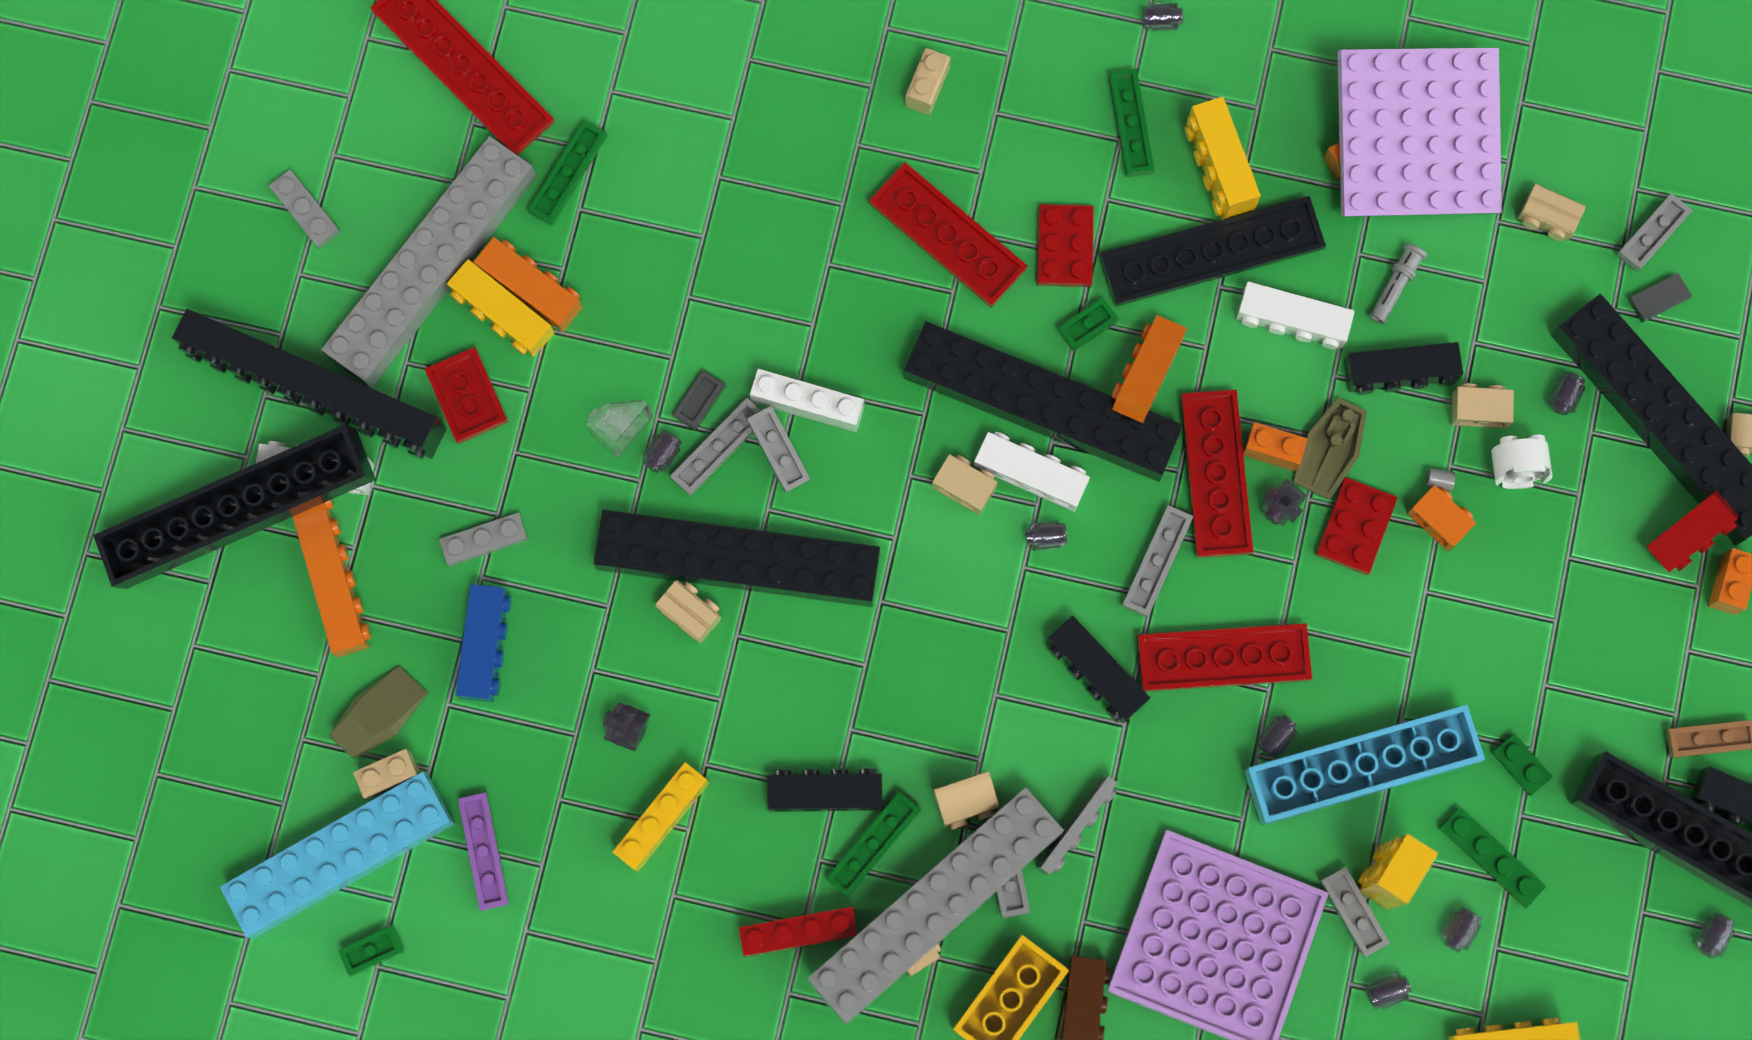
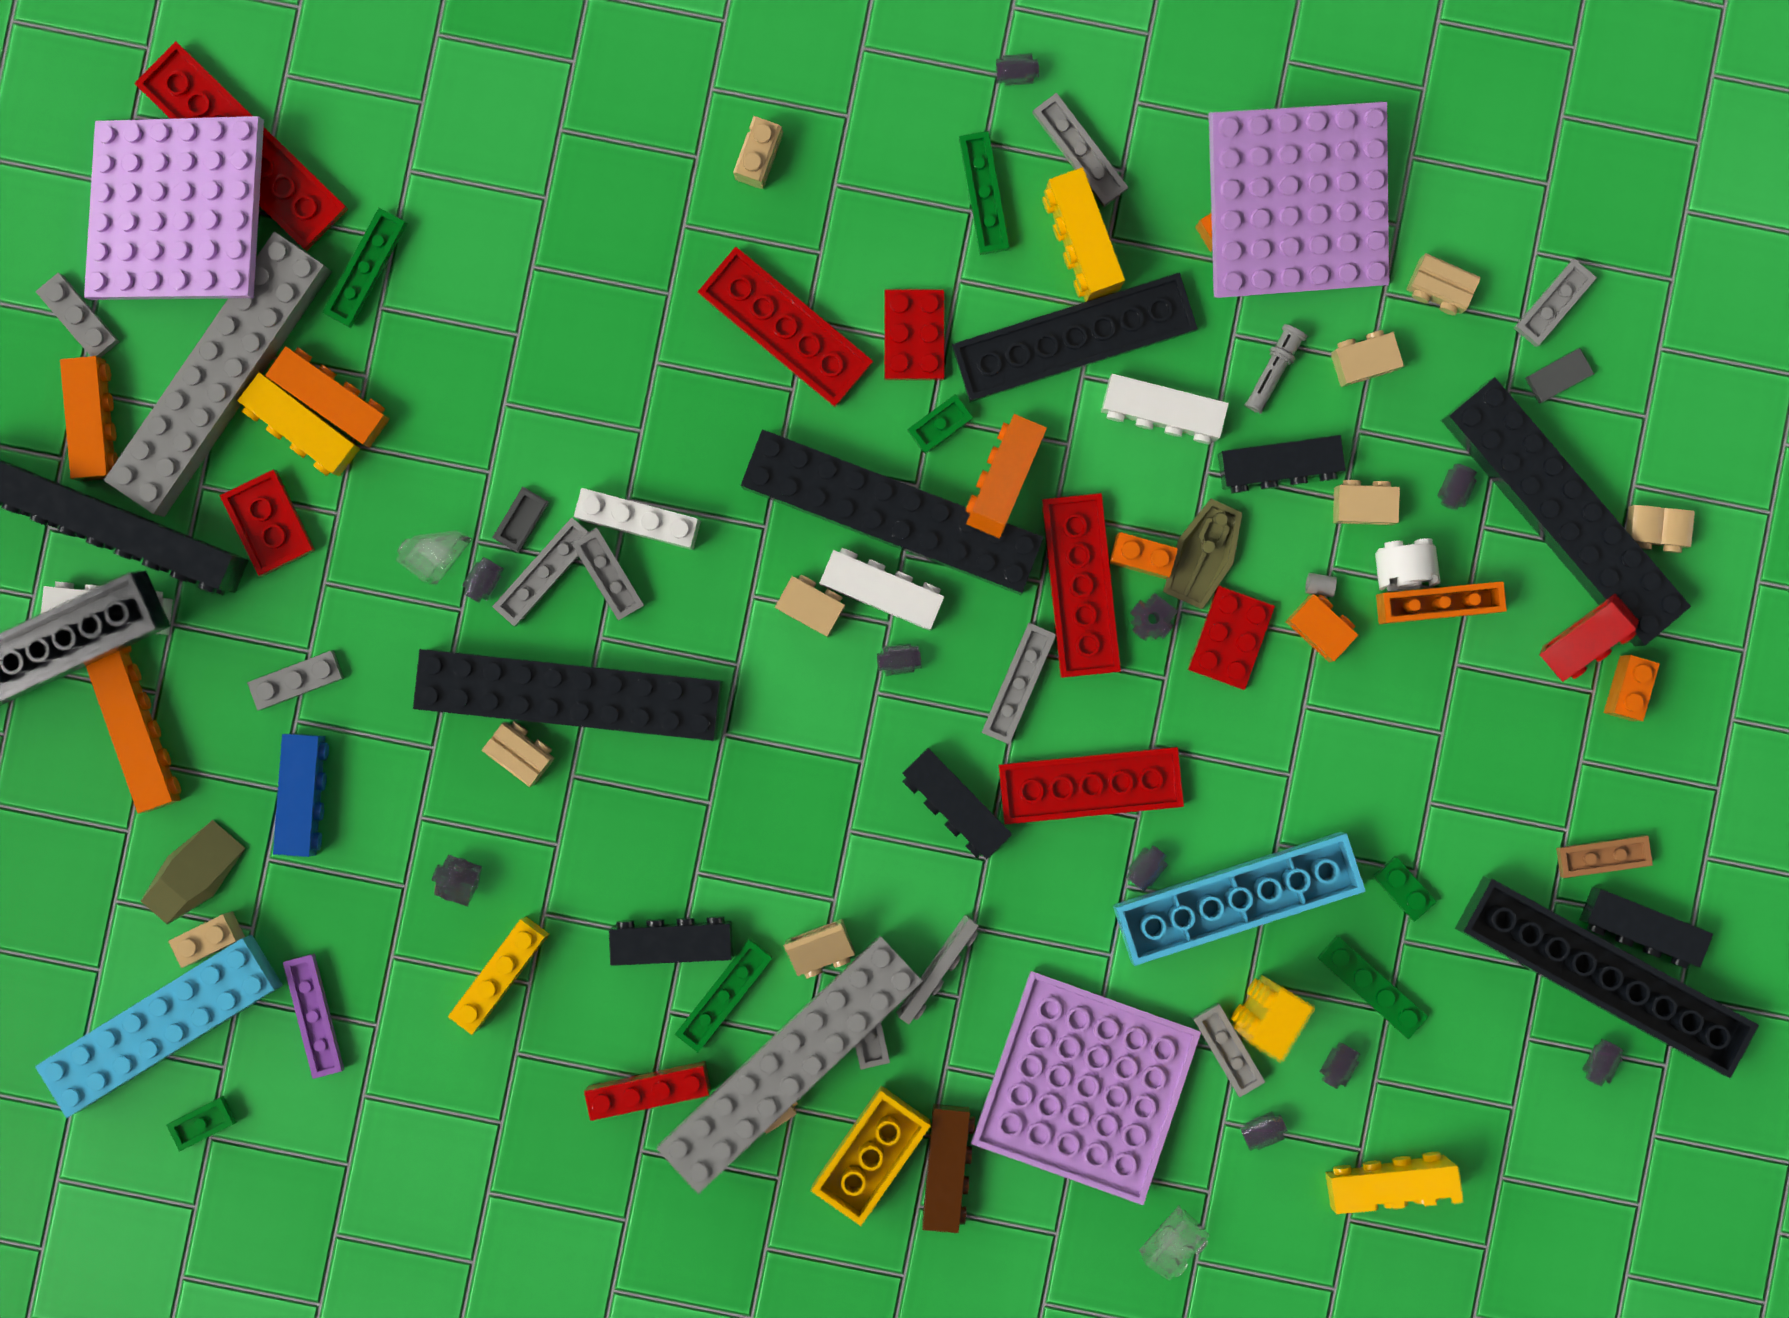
camera: 10 degrees left, 10 degrees up
(309, 297) = (88, 417): none -> orange brick
(400, 115) = (174, 208): none -> lavender plate
(1218, 84) = (1079, 149): none -> light grey plate
(1481, 276) = (1367, 358): none -> tan brick
(1553, 497) = (1441, 602): none -> orange brick

